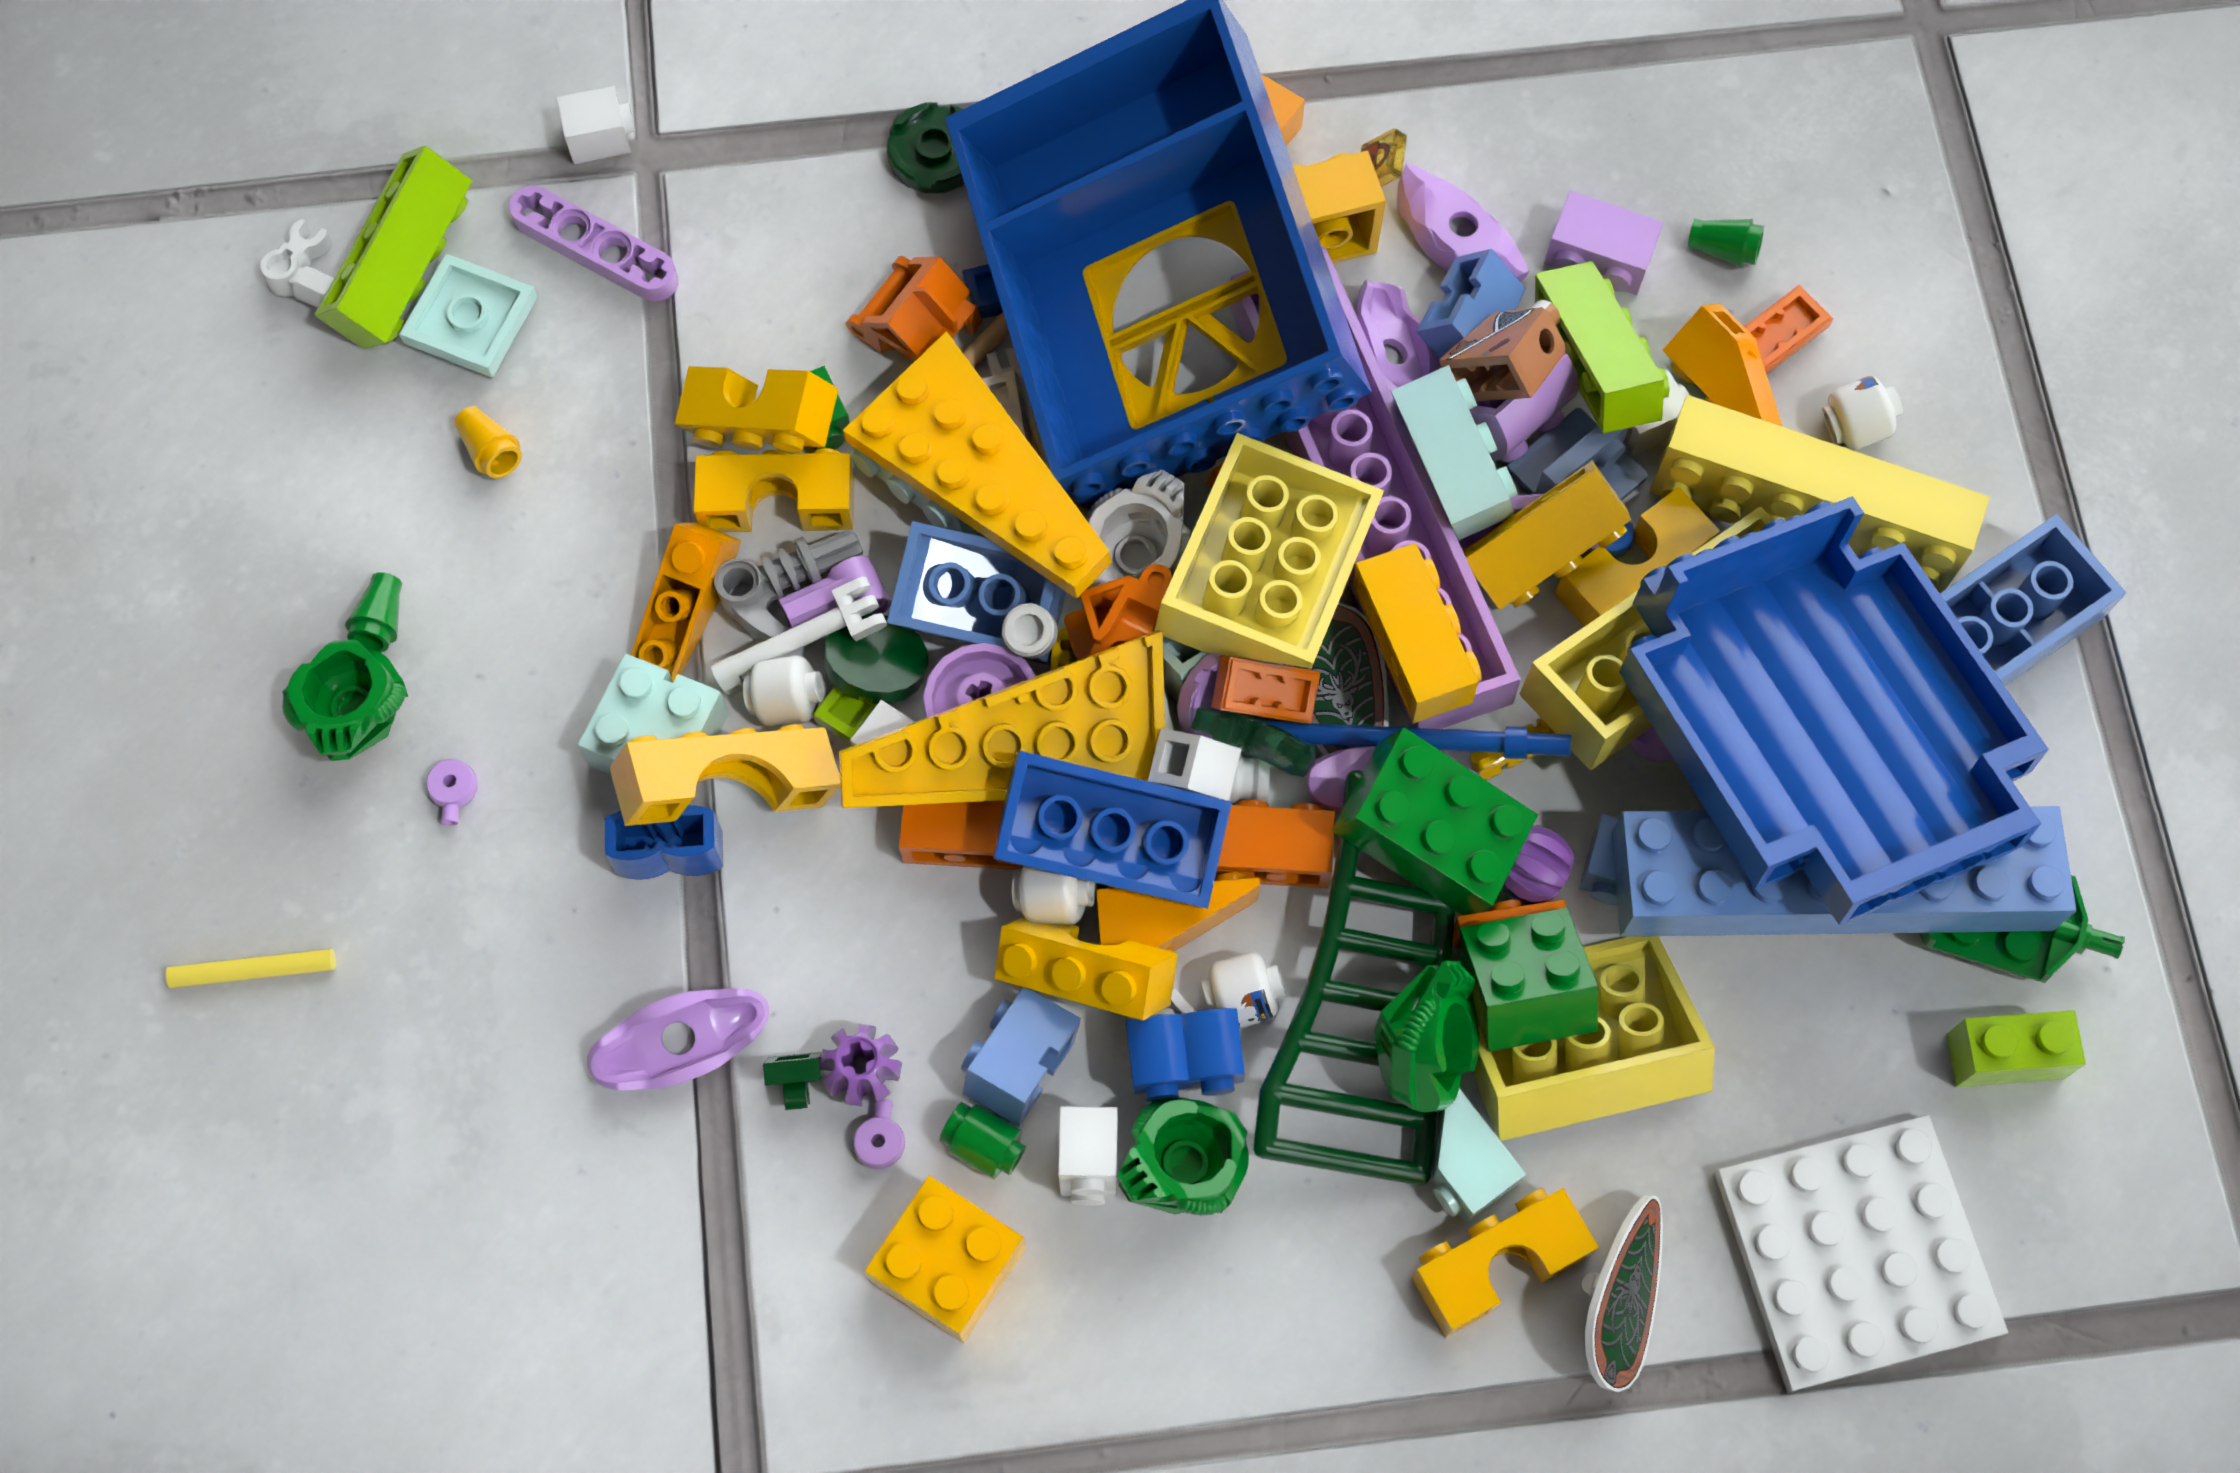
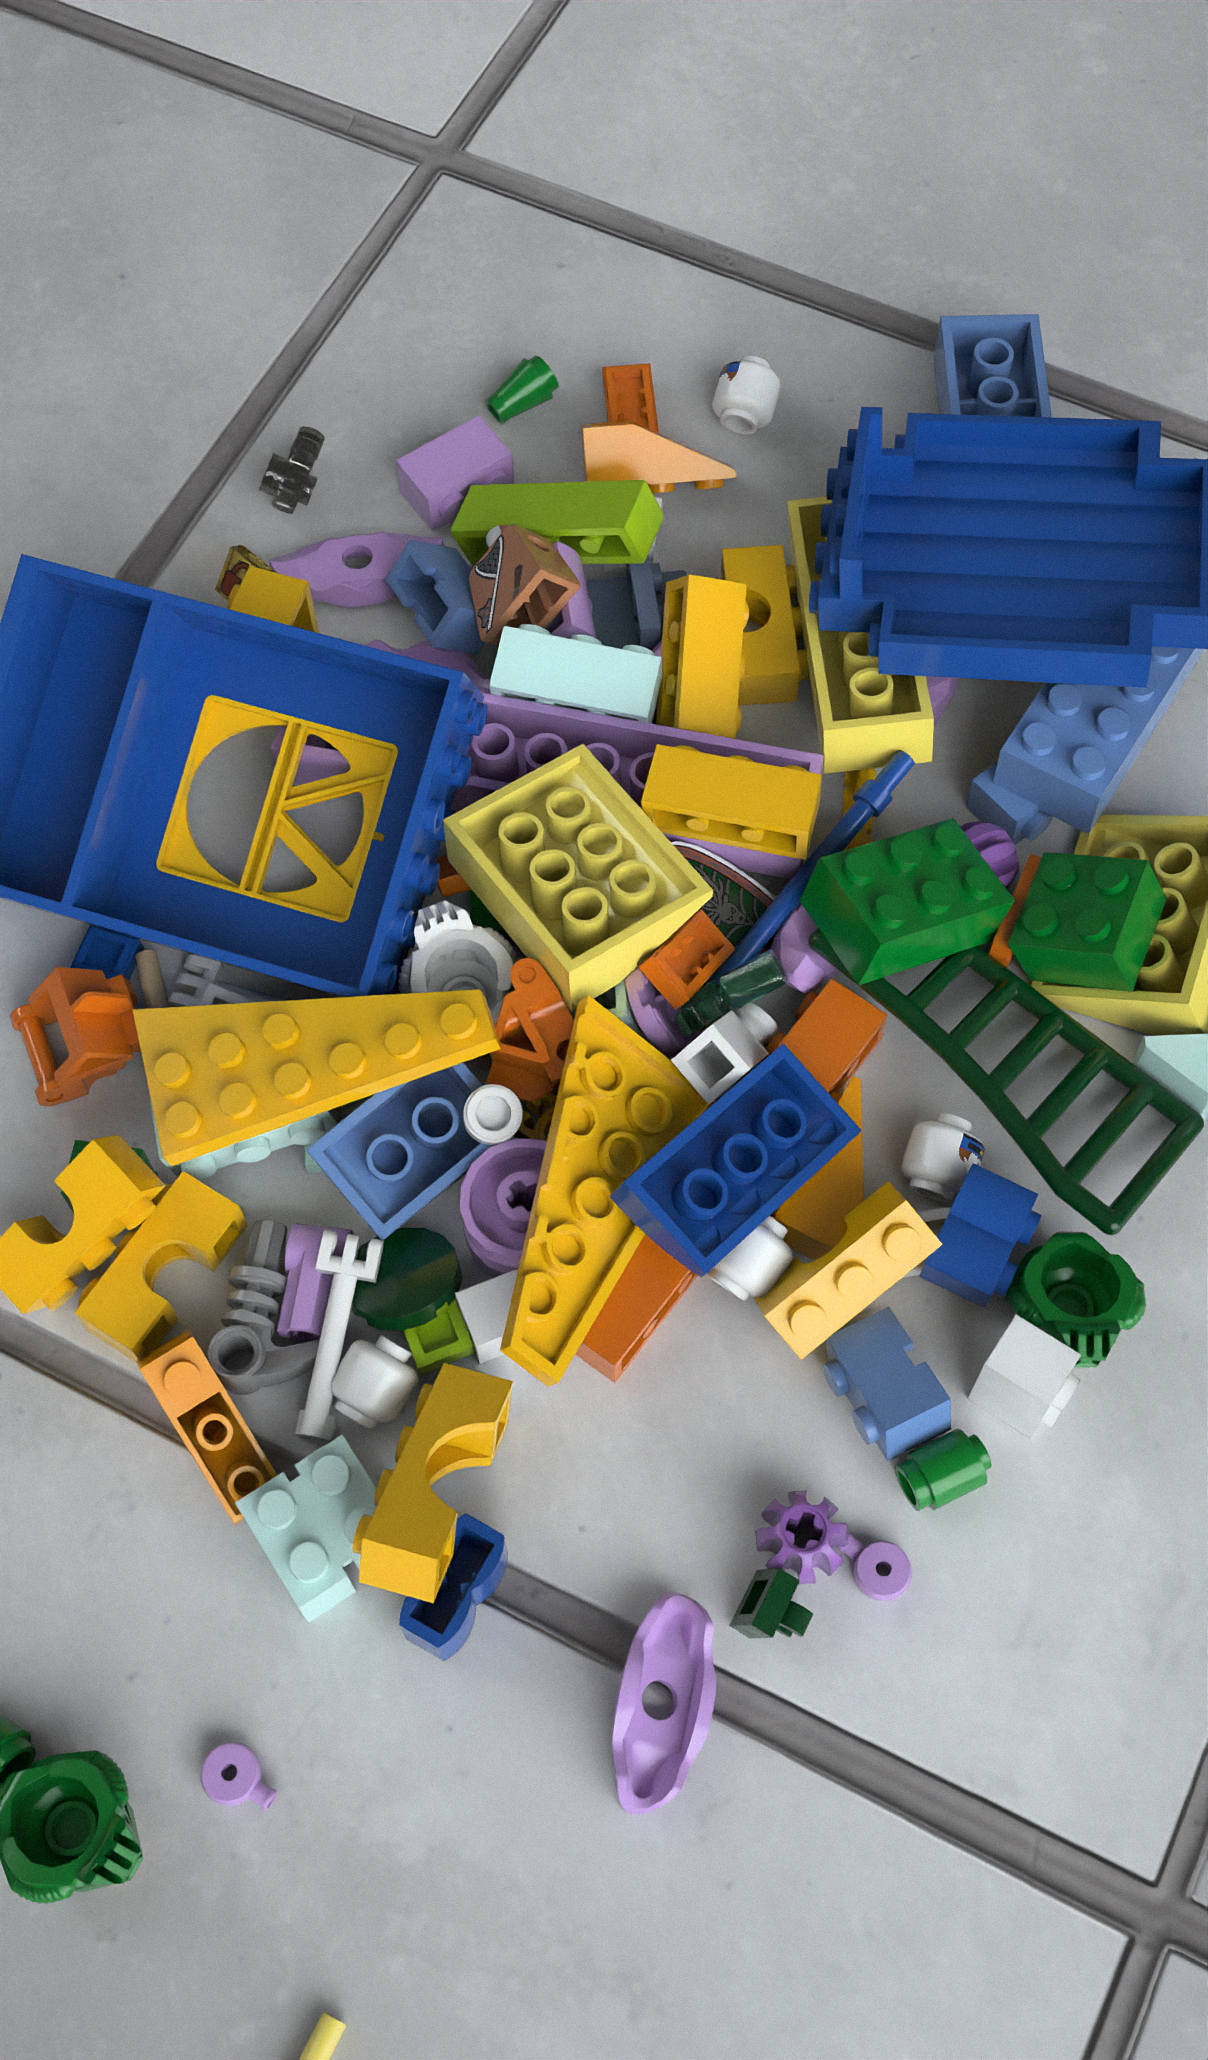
camera: 55 degrees left, 5 degrees down
(945, 1259) = (1043, 1572): yellow brick -> none
(1429, 1038) = (1107, 1035): green helmet -> none
(1501, 128) = (290, 478): none -> clear smoke plate
(1742, 462) = (743, 487): light yellow brick -> none

